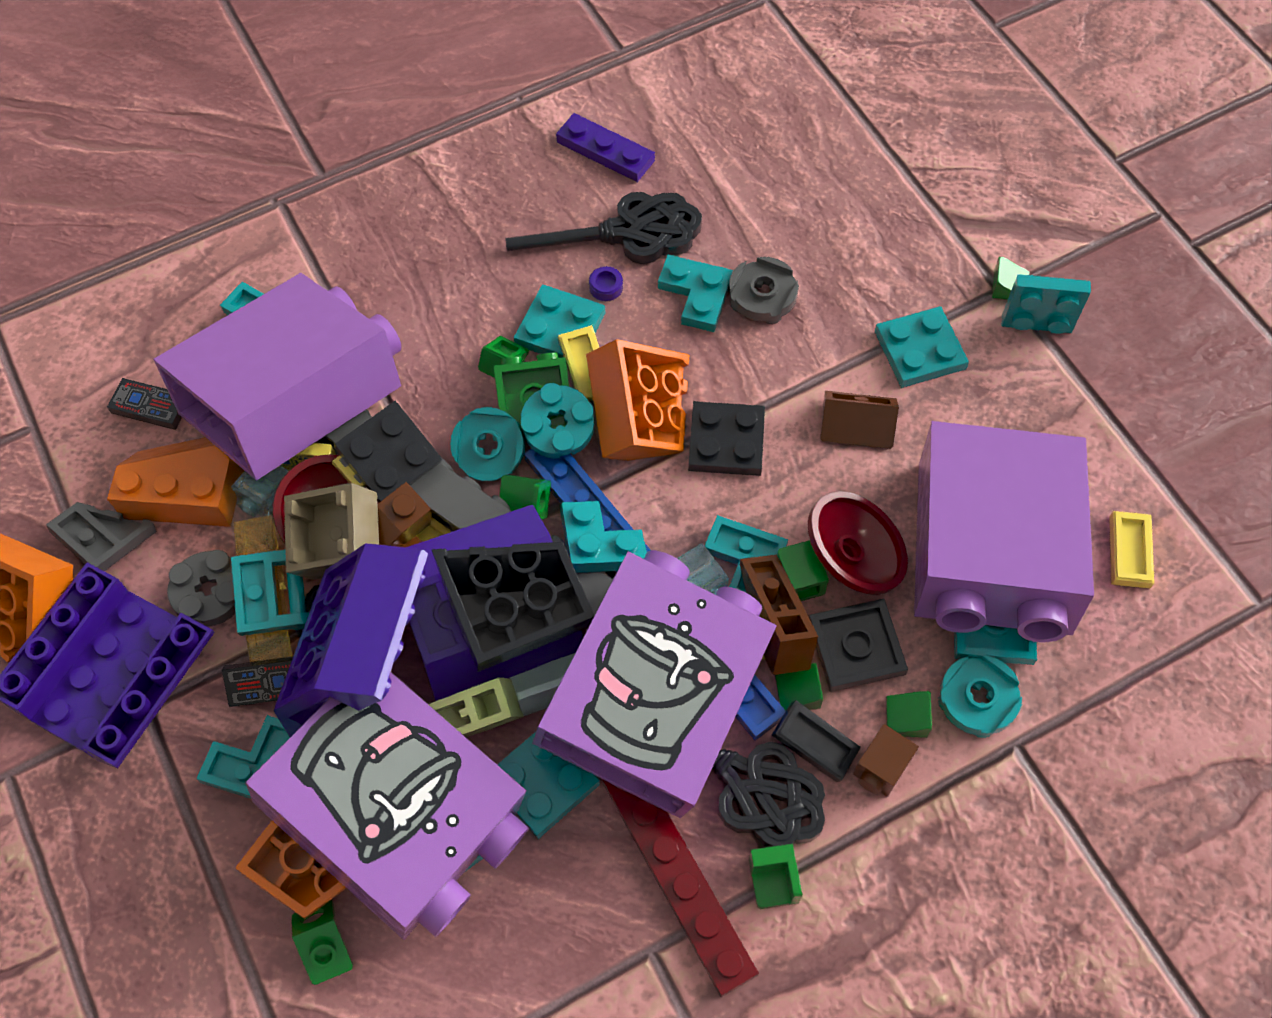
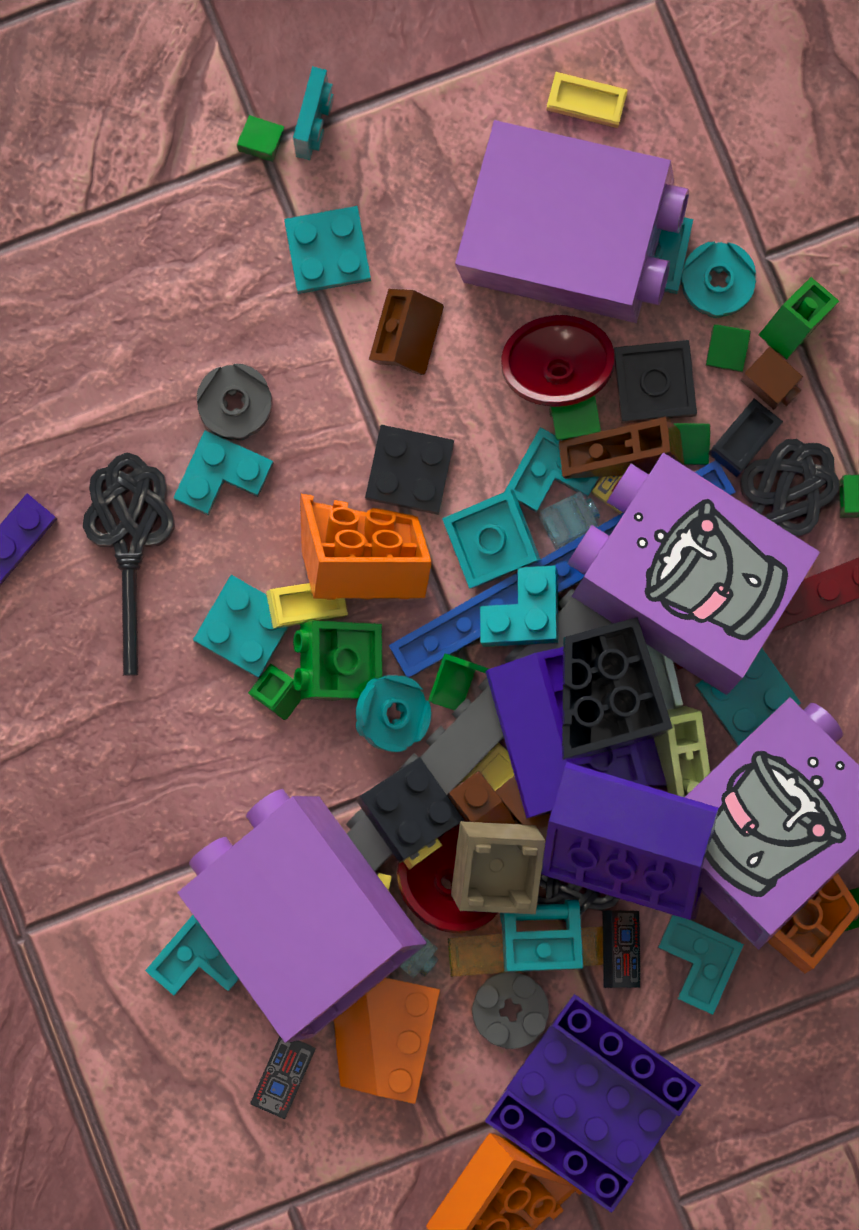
camera: 85 degrees left, 20 degrees up
(98, 535) = (438, 1121): dark grey wing -> none
(563, 440) = (404, 637): teal plate -> none
(605, 283) = (197, 570): dark purple tile -> none
(669, 509) = (491, 539): none -> teal plate
(958, 780) = (798, 318): none -> green slope

